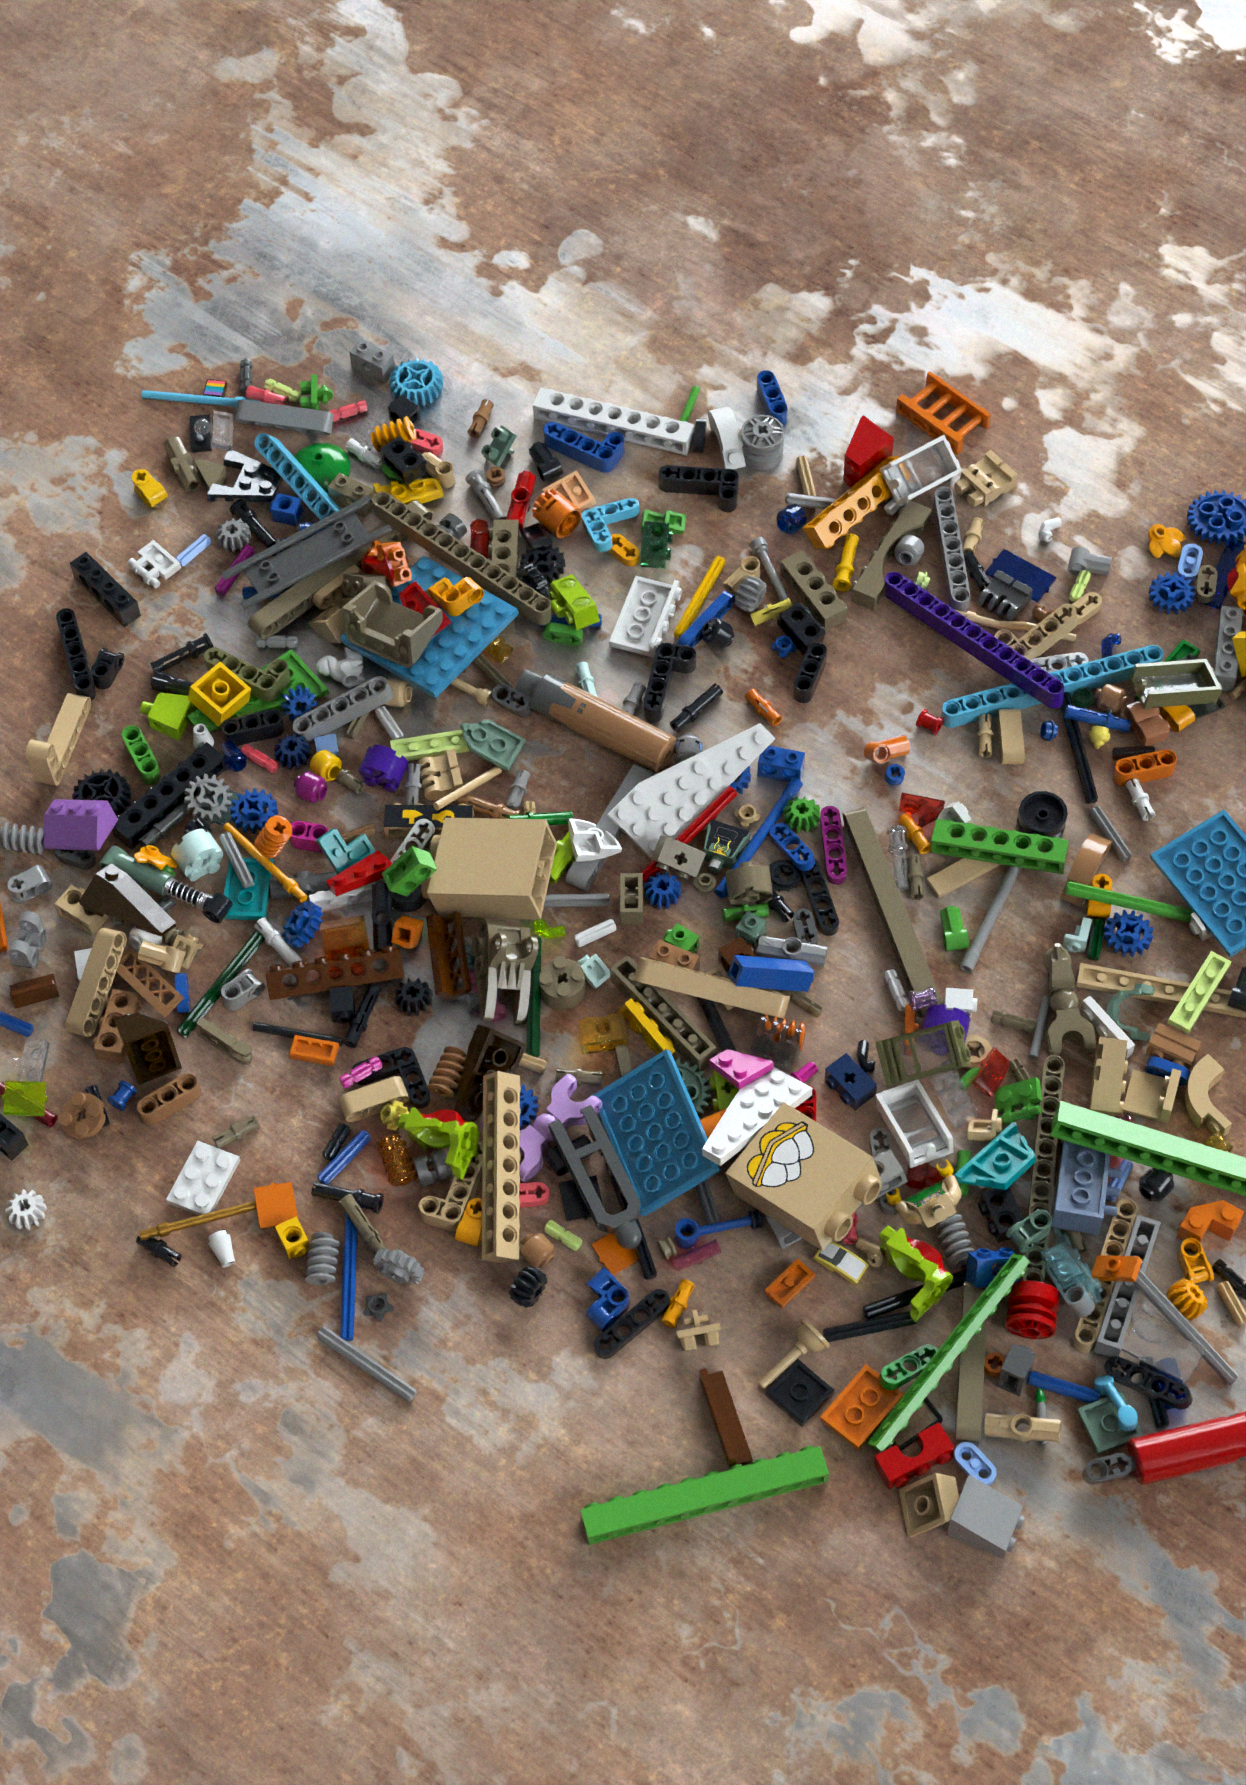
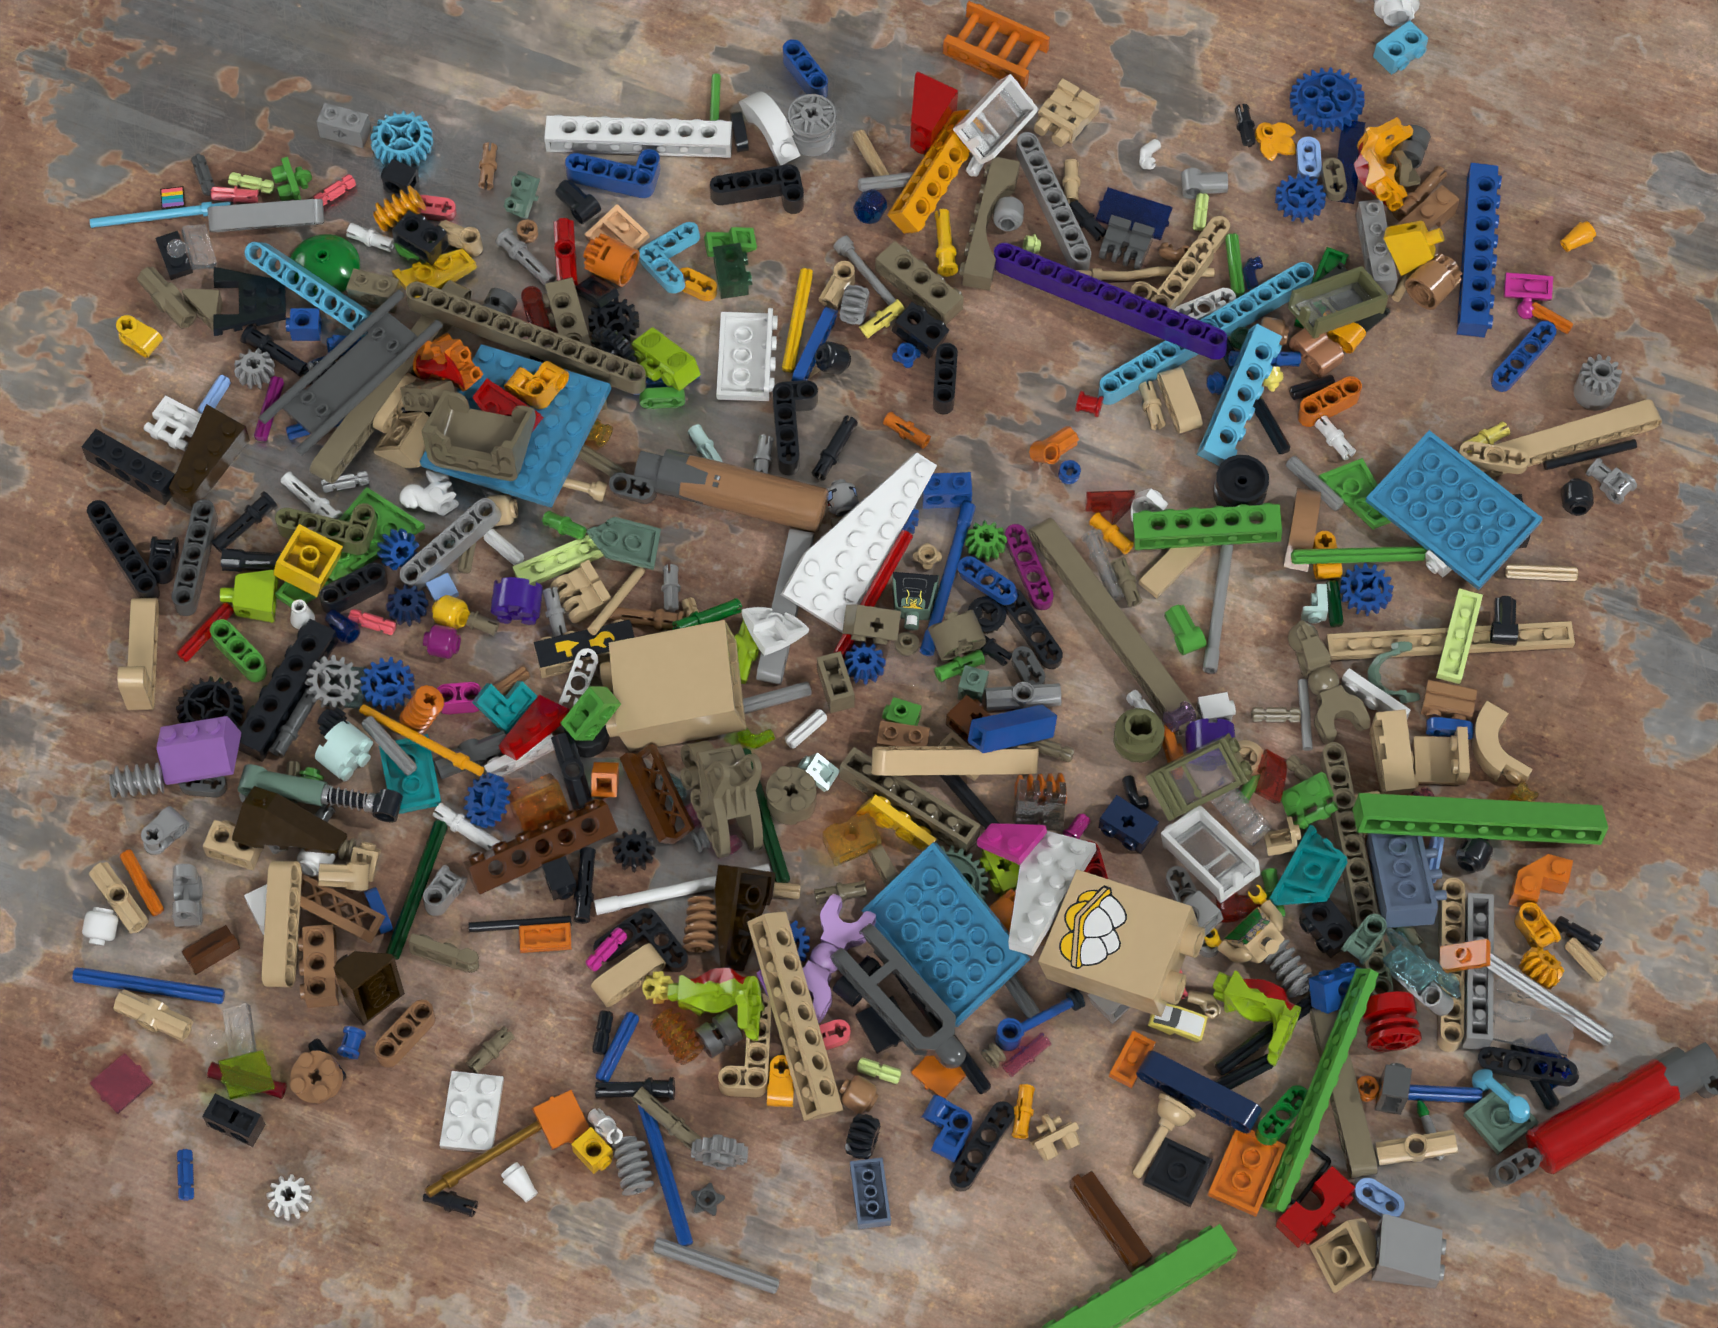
camera: 20 degrees left, 5 degrees up
(116, 736) = (203, 634): none -> red axle
(131, 673) = (193, 547): none -> dark grey beam
(151, 855) = (293, 764): light orange plate -> none
(169, 596) = (207, 456): none -> dark brown wedge
(233, 633) = (317, 505): none -> white pin
(309, 1219) = (605, 1126): none -> white pin
(385, 1037) = (616, 903): none -> white piece
(444, 717) = (564, 525): none -> bright green axle
(519, 1337) = (870, 1193): none -> sand blue piece
(838, 1326) = (1199, 1092): none -> dark blue beam
(882, 1007) = (1138, 735): none -> olive piece
(1094, 699) = (1268, 344): none -> medium azure brick
(1096, 635) = (1235, 264): none -> bright green axle
(1141, 523) = (1245, 125): none -> black axle
(1143, 841) = (1353, 484): none -> bright green wing

